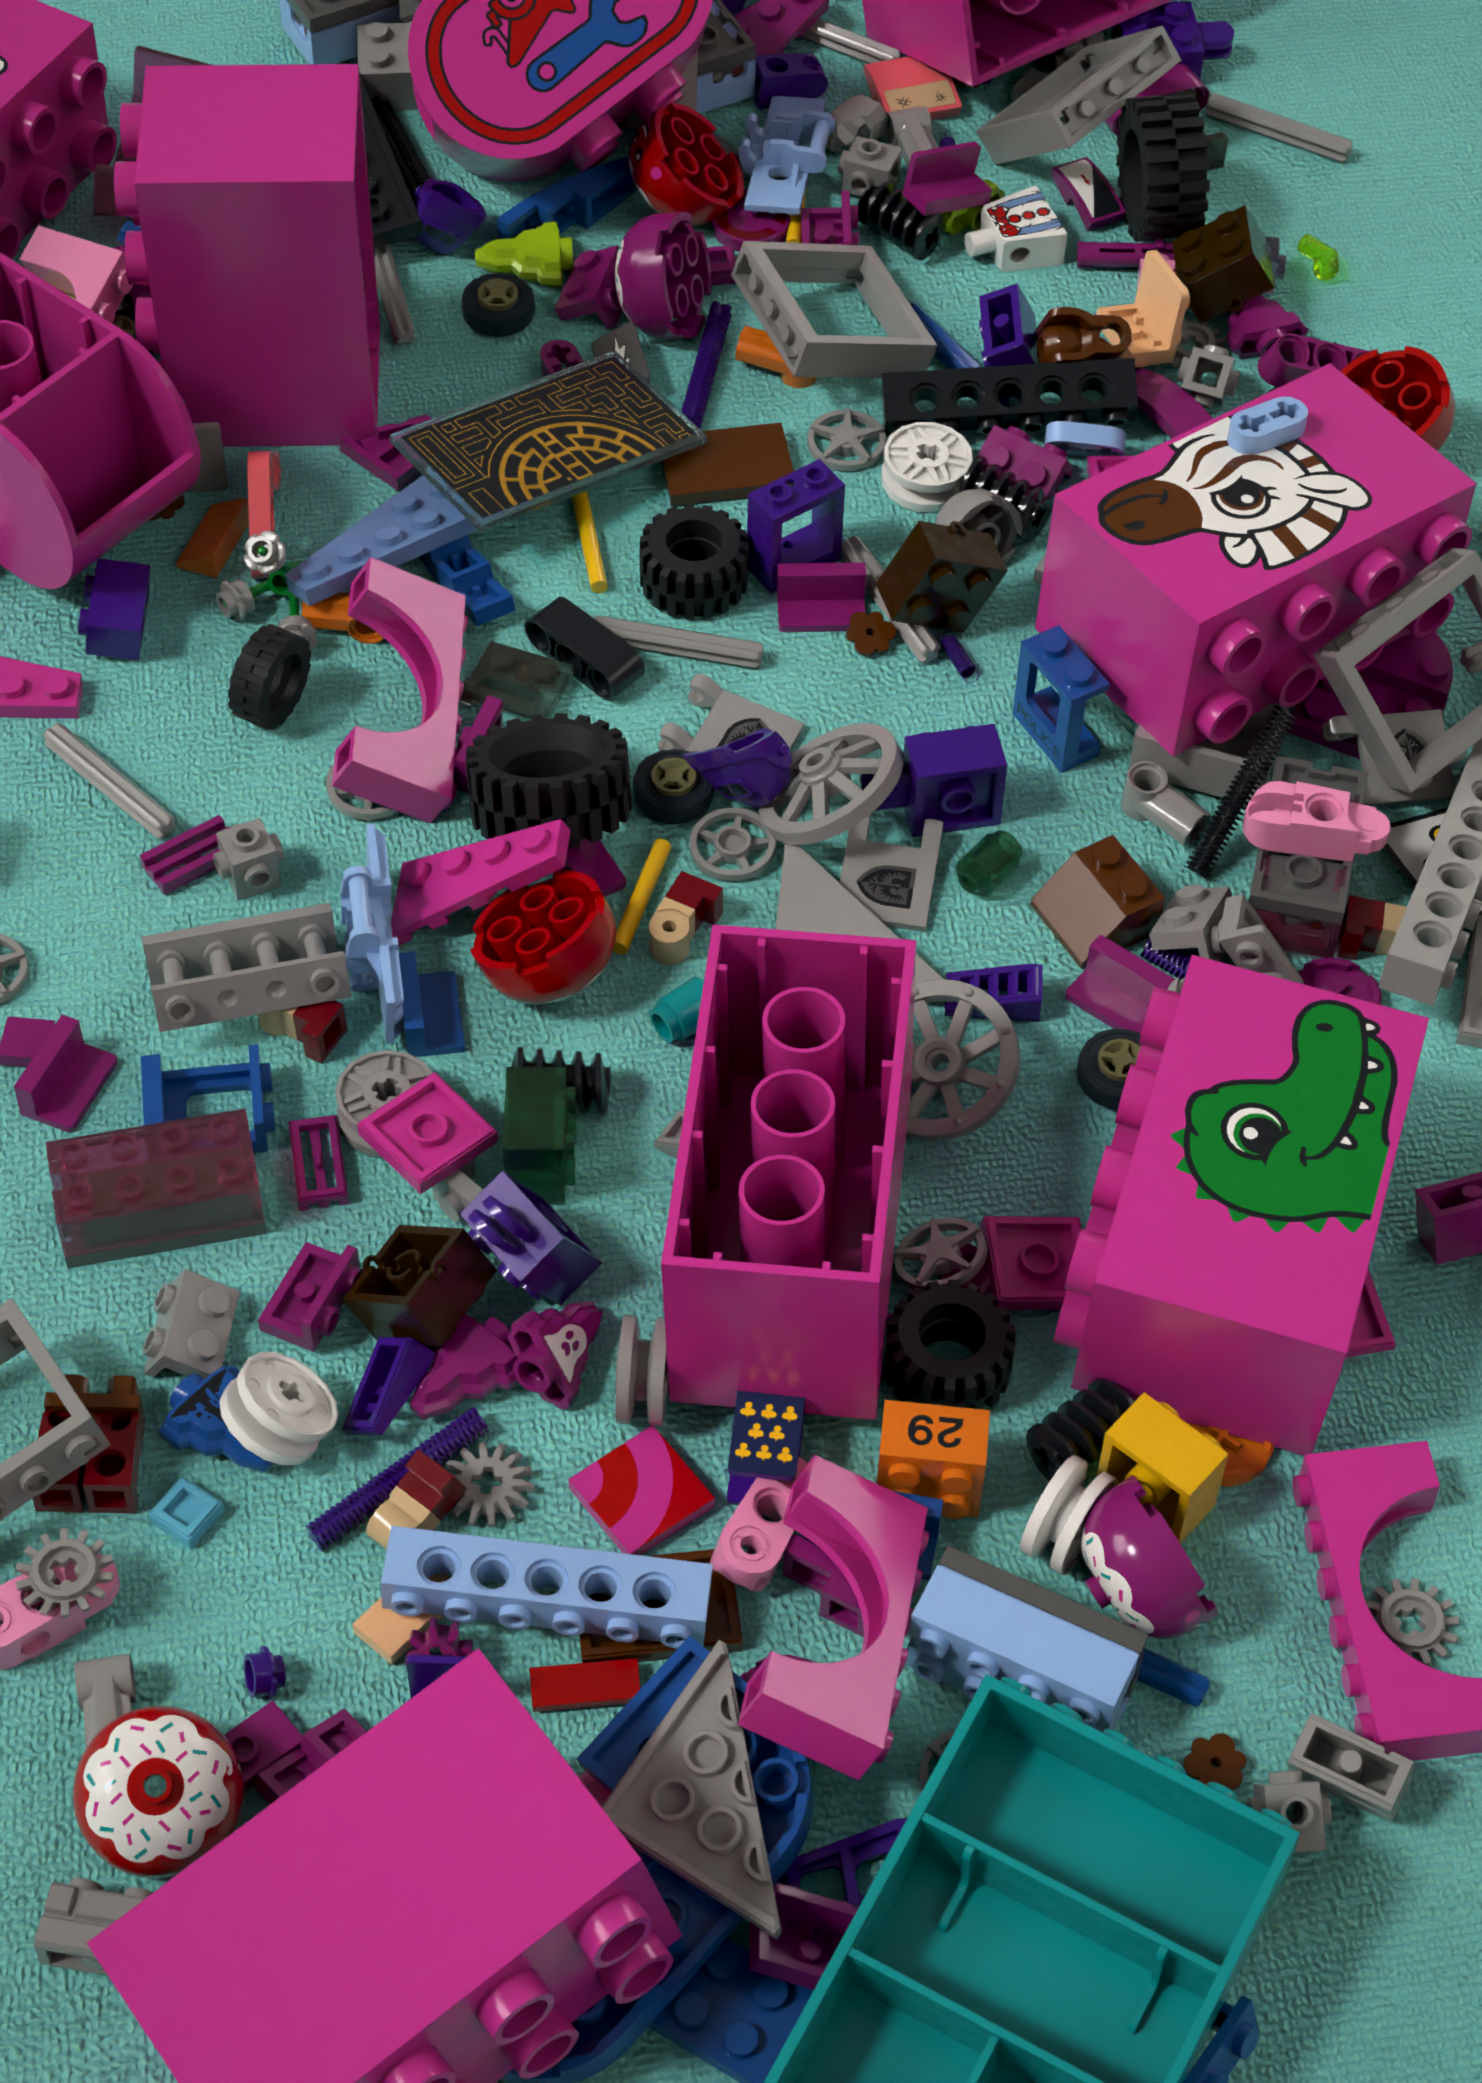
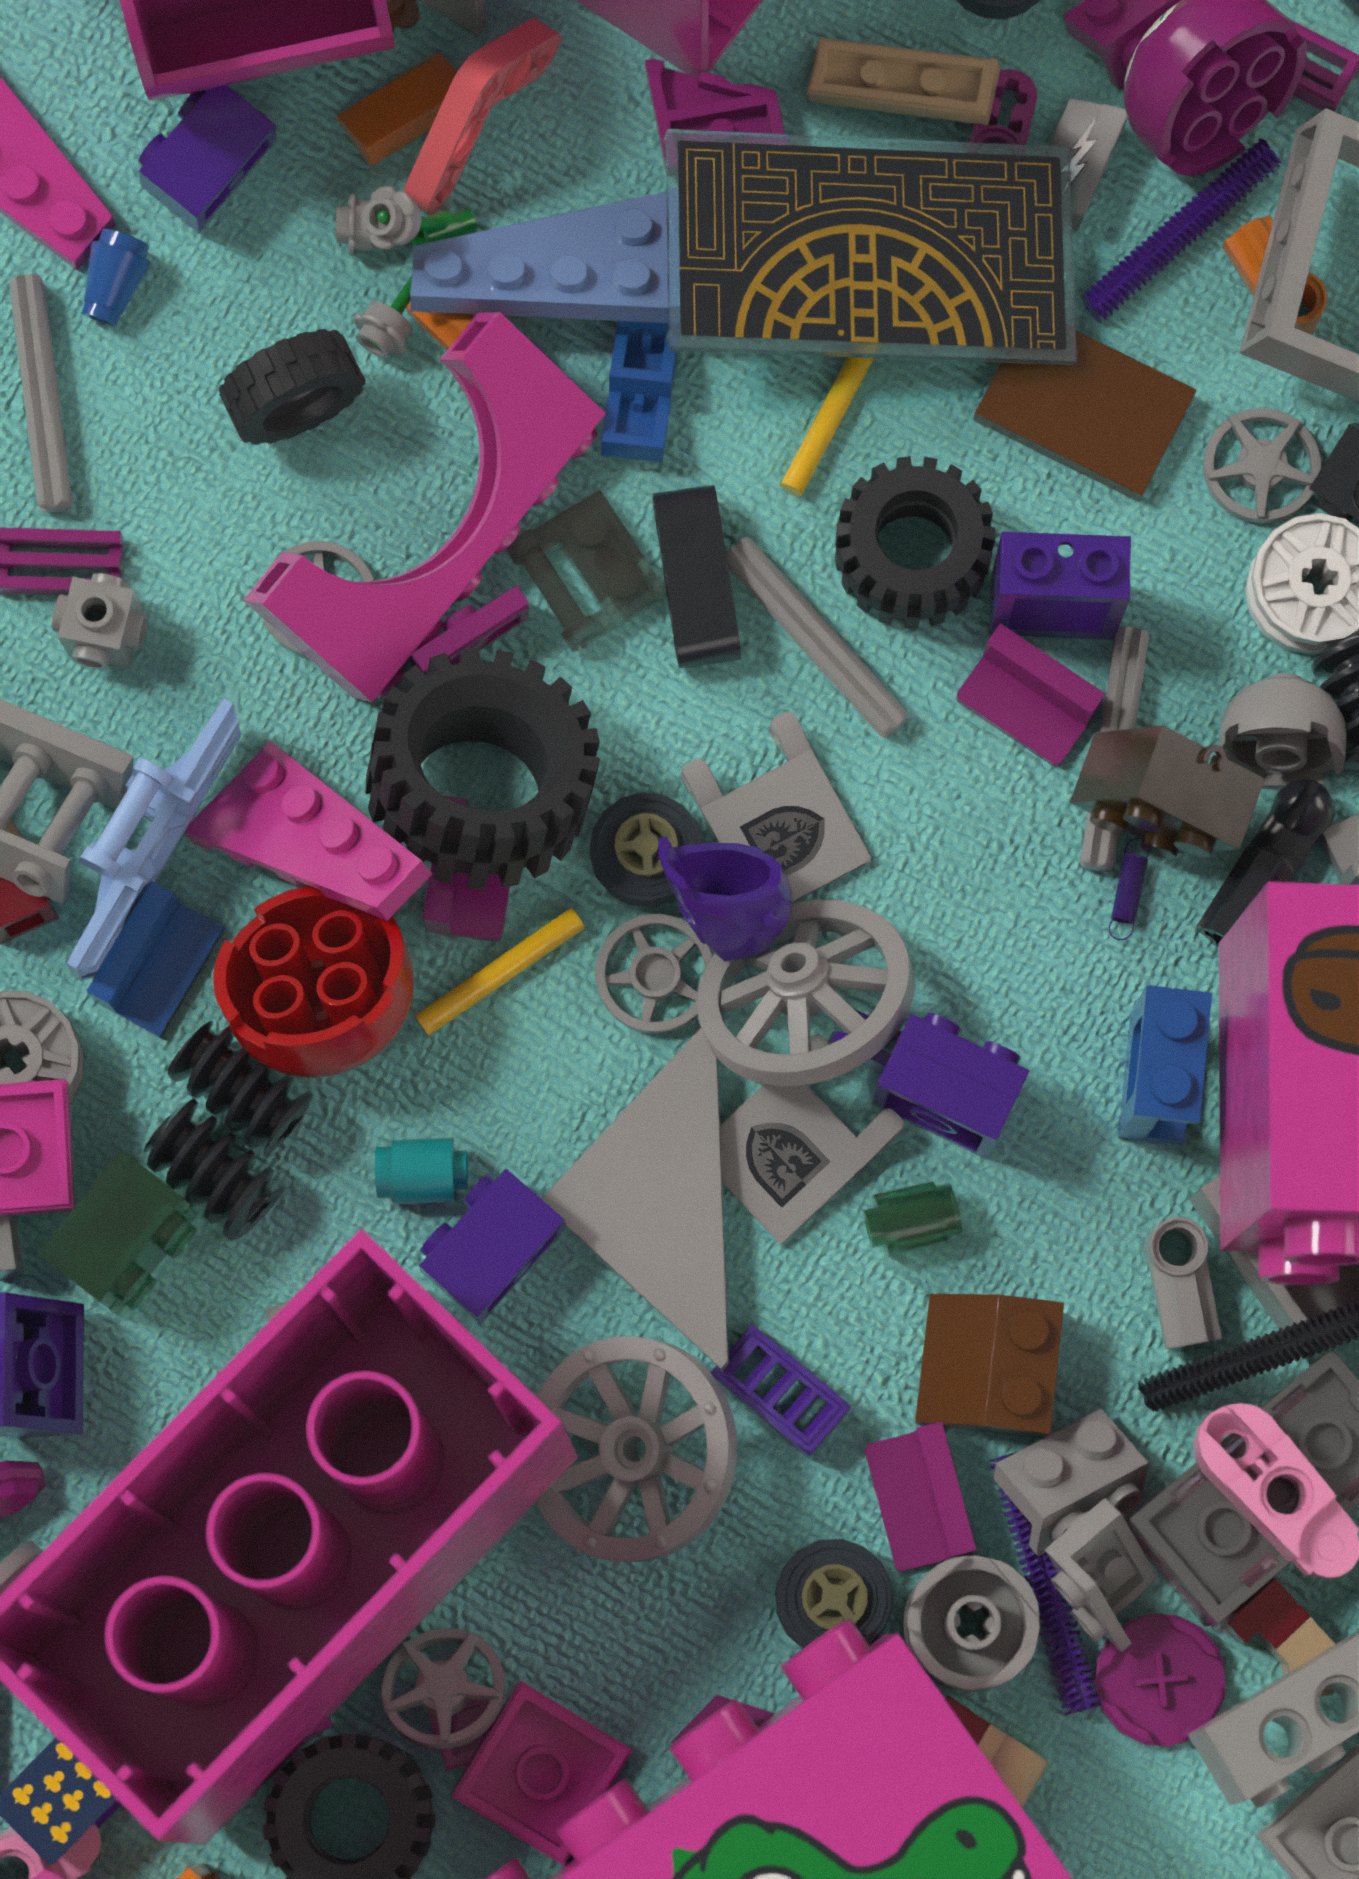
camera: 40 degrees right, 25 degrees up
(106, 698) = (113, 275): none -> blue cone
(495, 375) = (903, 81): none -> tan tile
(540, 1028) = (238, 1087): none -> black piece
(680, 916) = (496, 1044): leg -> none
(873, 624) = (1031, 794): reddish brown plant -> none
(1020, 593) = (1275, 854): none -> black piece

